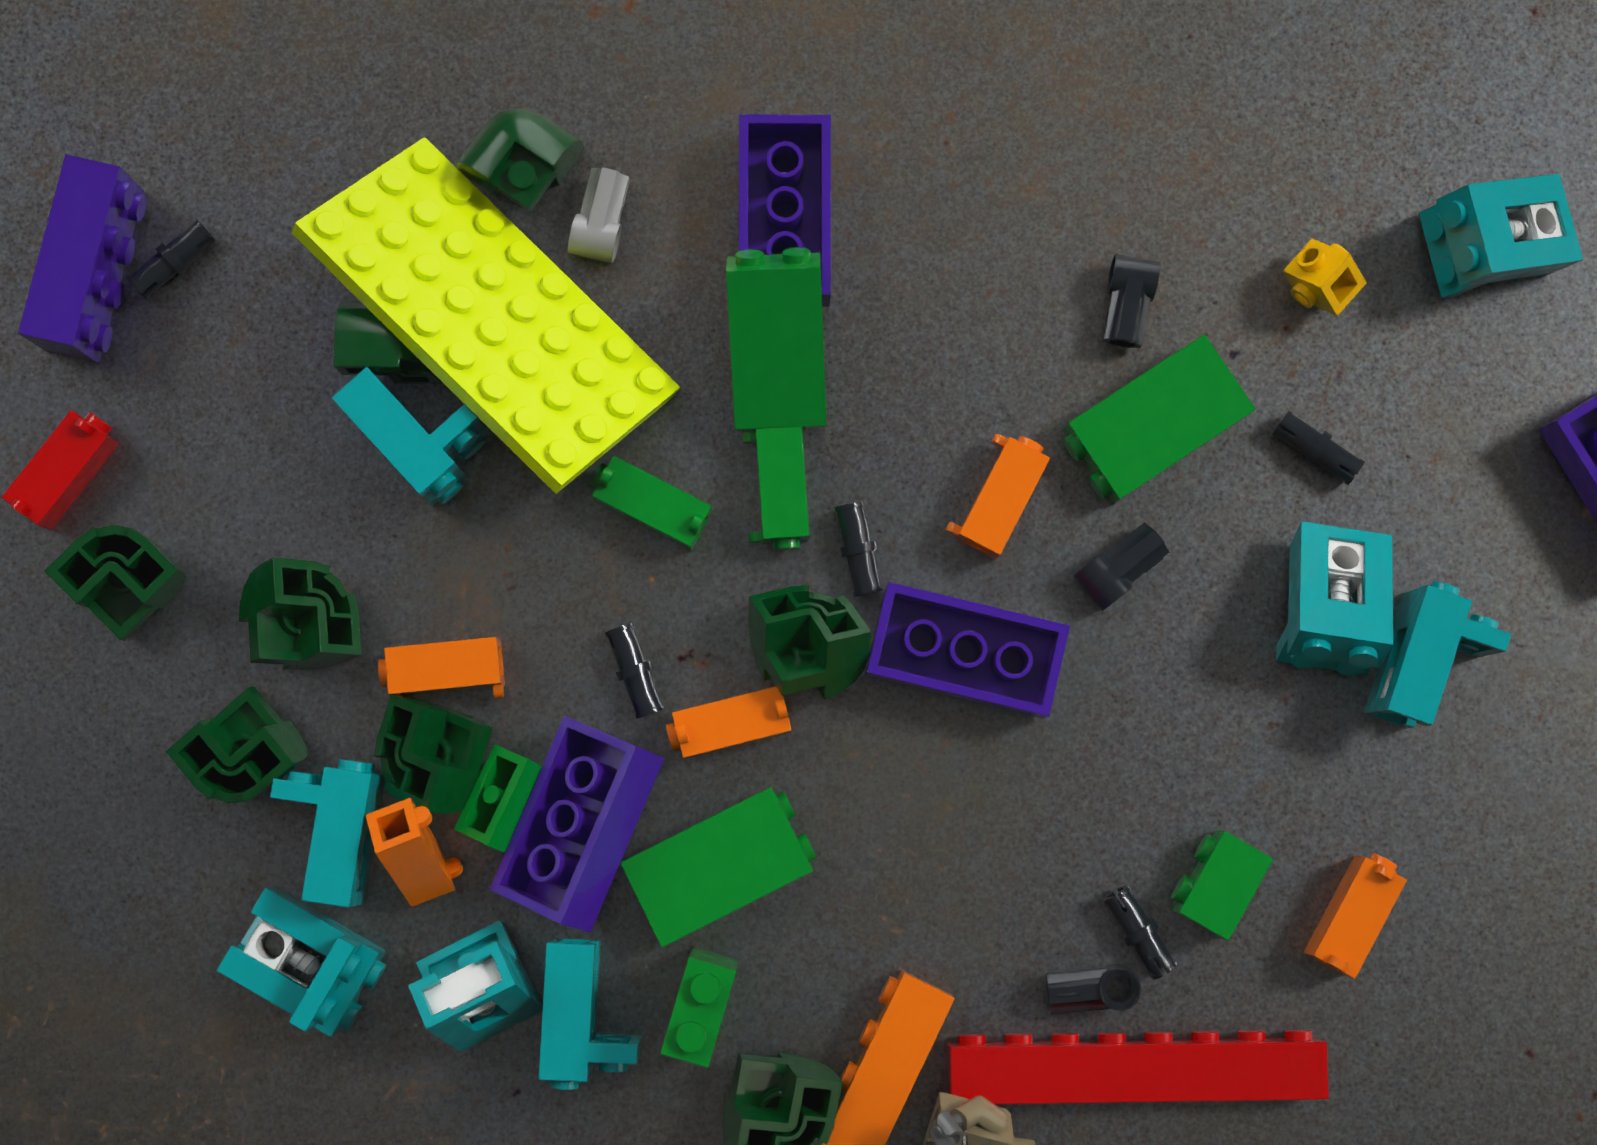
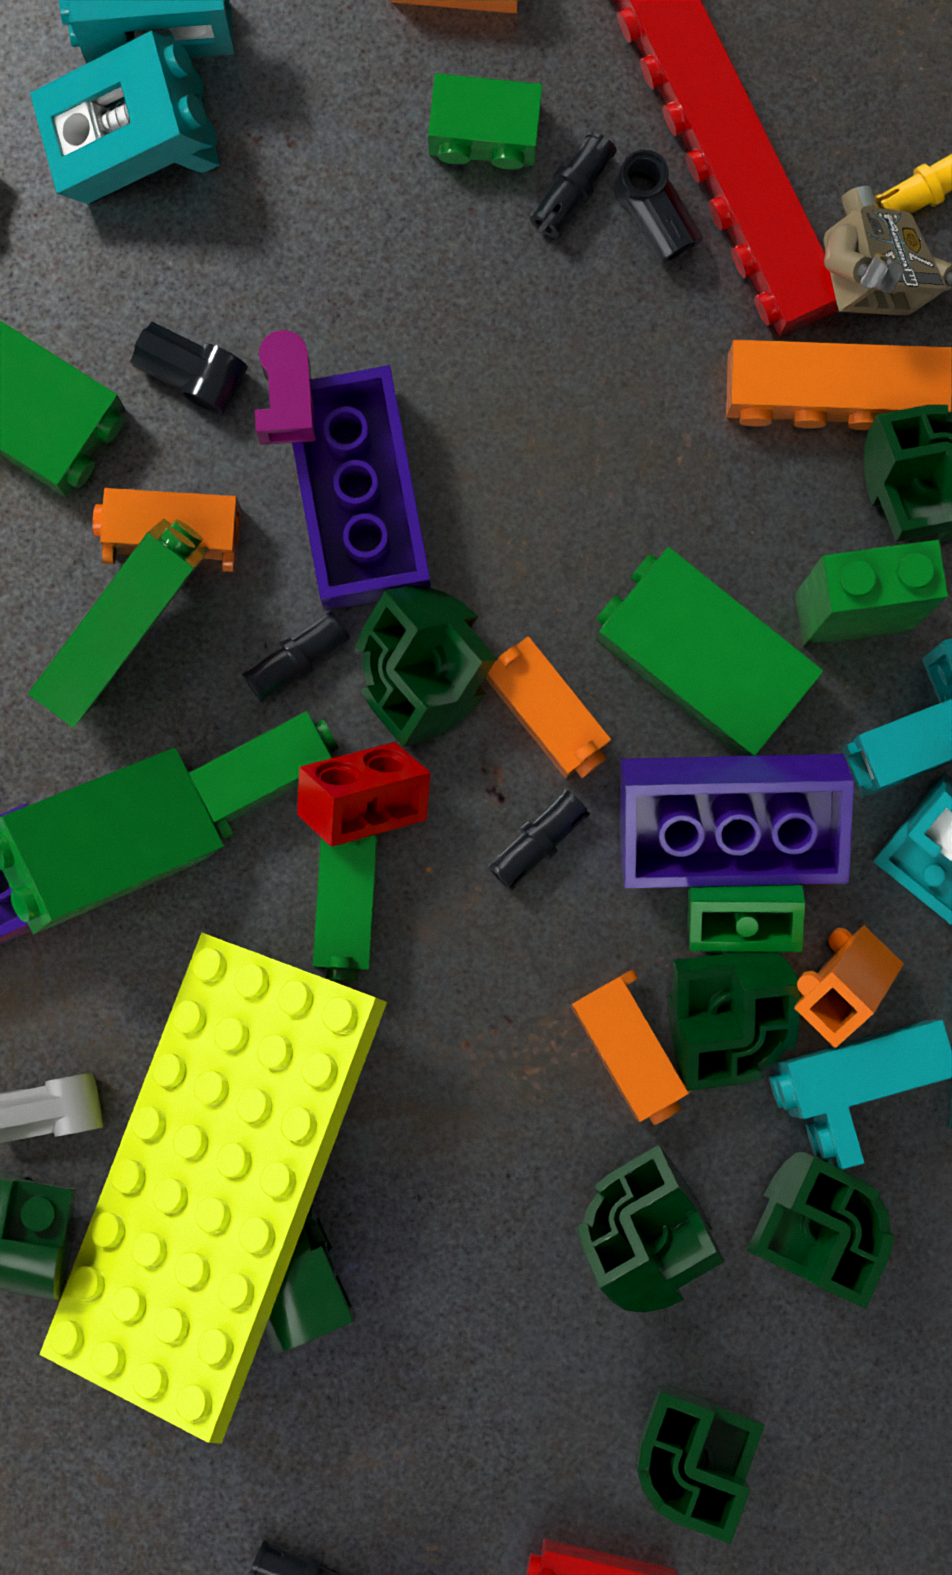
camera: 105 degrees left, 0 degrees up
(420, 457) = (400, 1206): teal brick -> none
(725, 549) = (363, 793): none -> red brick
(937, 423) = (119, 620): none -> green brick
(1060, 628) = (290, 391): none -> magenta leg

